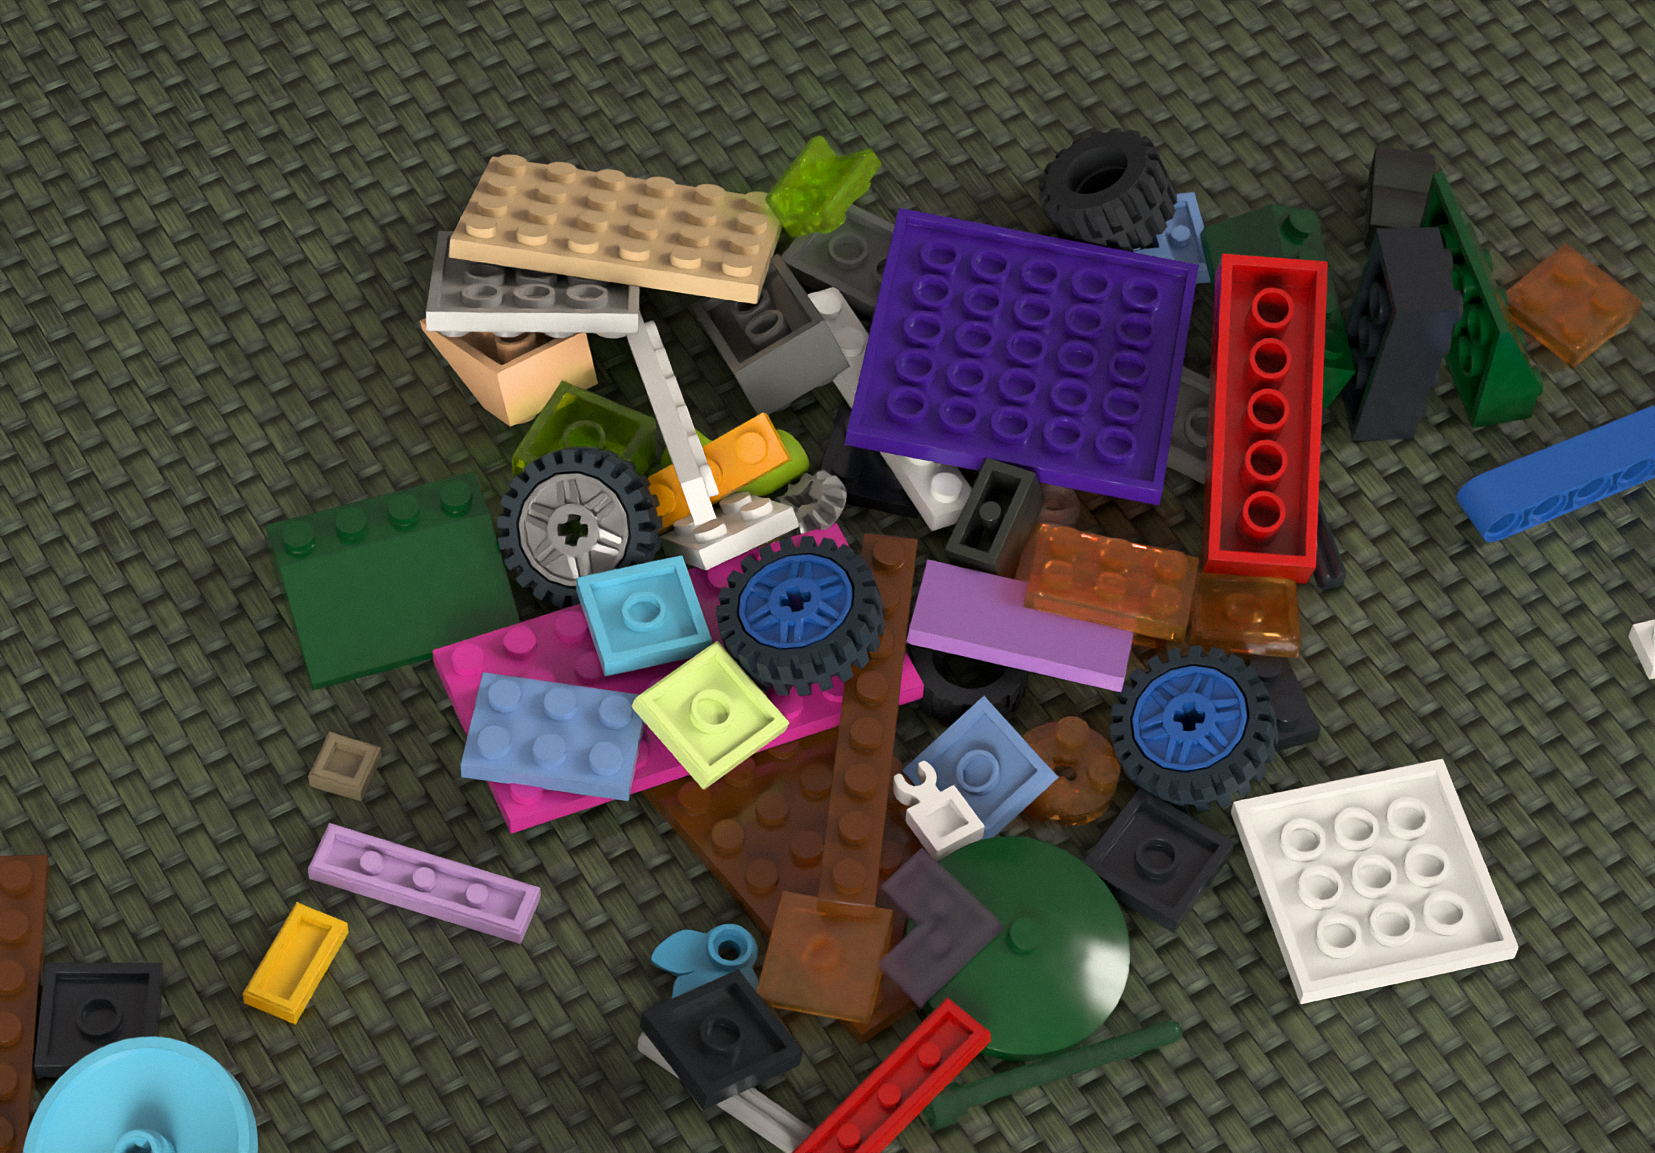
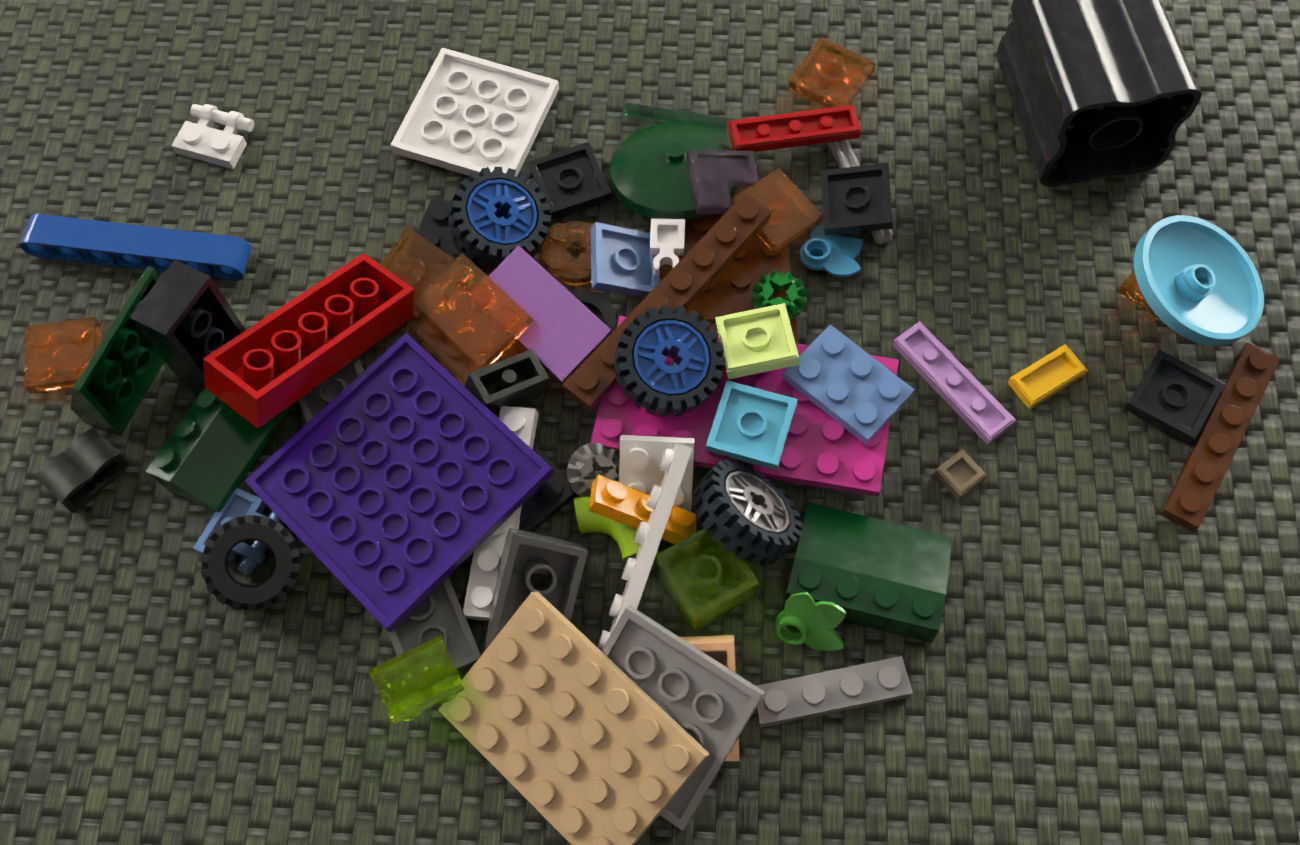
camera: 140 degrees left, 10 degrees up
(359, 444) = (833, 691): none -> light grey plate
(434, 470) = (810, 623): none -> bright green plate
(748, 852) = (795, 295): none -> green gear

